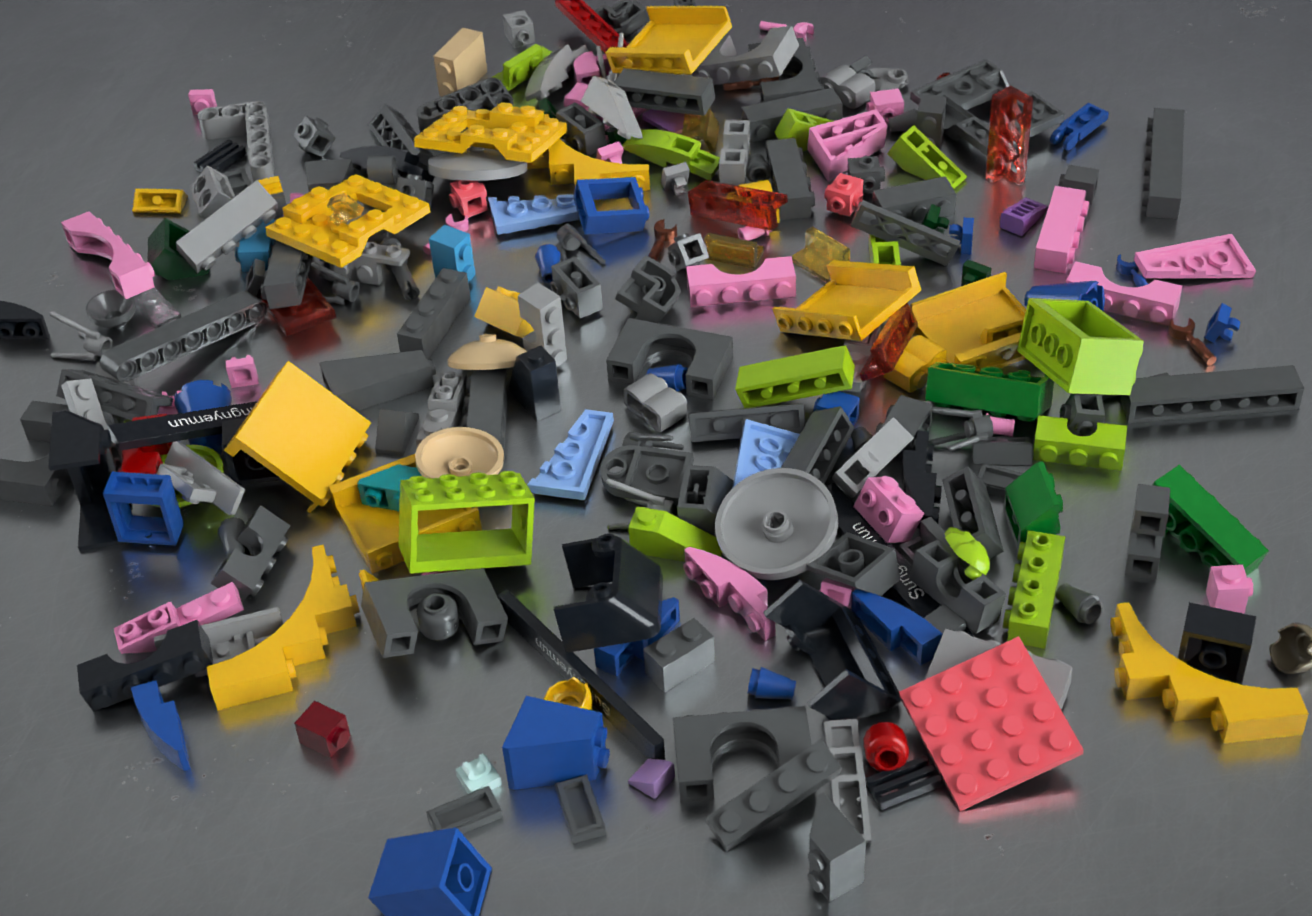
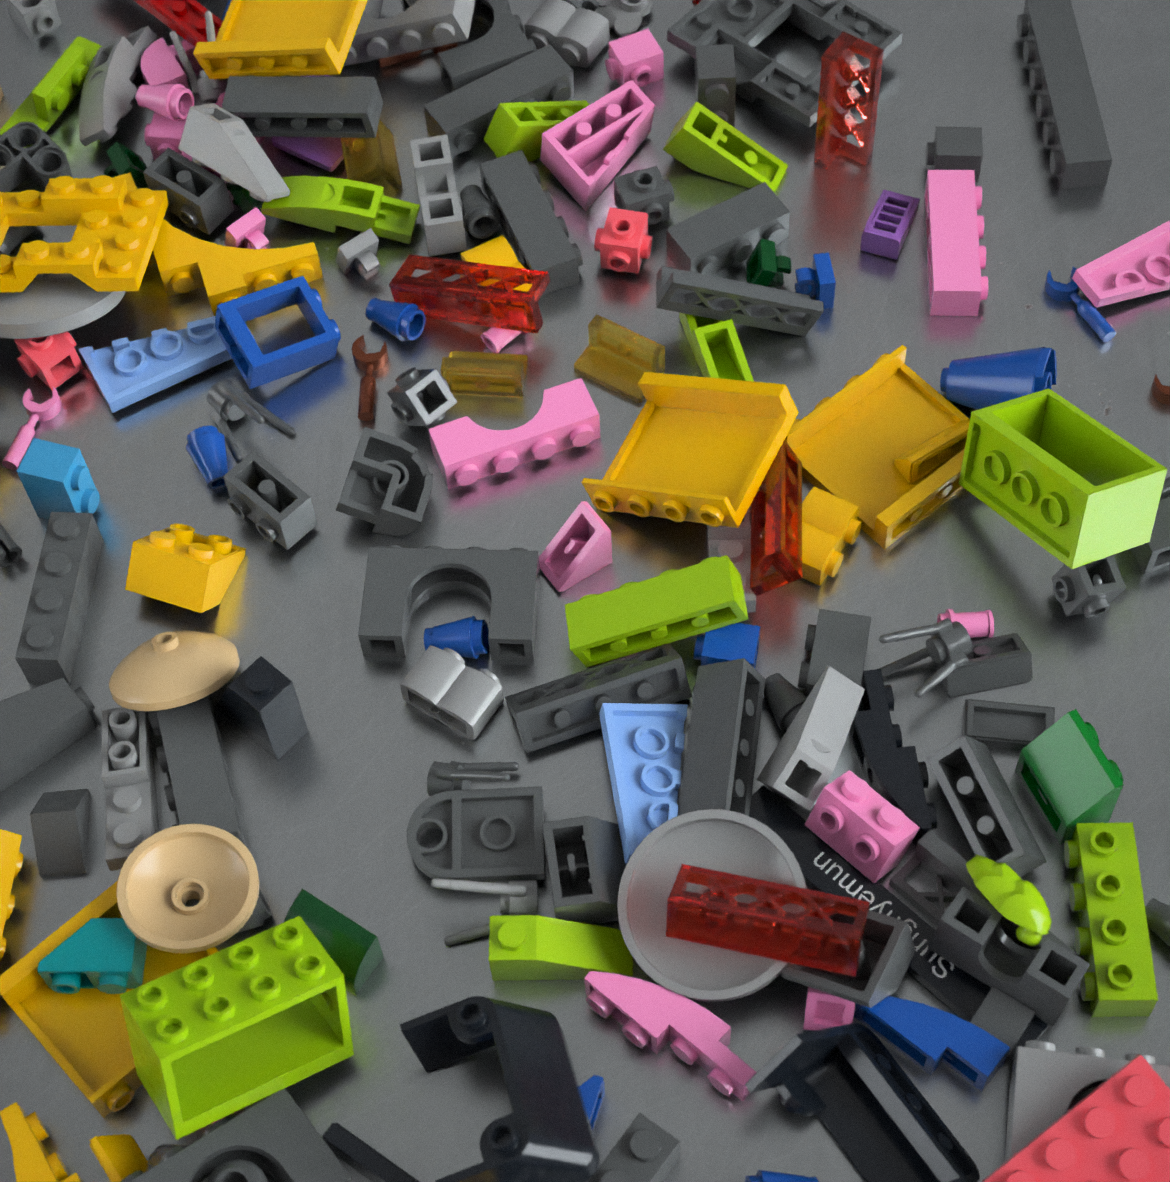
camera: 15 degrees left, 15 degrees up
(544, 313) = (251, 601): light grey arch -> none
(548, 511) = (346, 942): none -> dark green brick
(576, 459) = (360, 831): light blue wing -> none
(580, 77) = (167, 100): none -> bright pink cone
(689, 214) = (398, 318): none -> blue cone
(760, 343) = (577, 549): none -> bright pink slope
(804, 529) = (763, 926): none -> clear red fence
(904, 121) = (673, 82): dark grey cone -> none
(974, 272) = (856, 354): dark green tile -> none
(989, 390) = (943, 569): green wedge -> none
(1079, 126) = (923, 42): blue hinge -> none
(1100, 450) = (1061, 642): lime arch -> none
(1152, 302) = (1122, 353): bright pink arch -> none

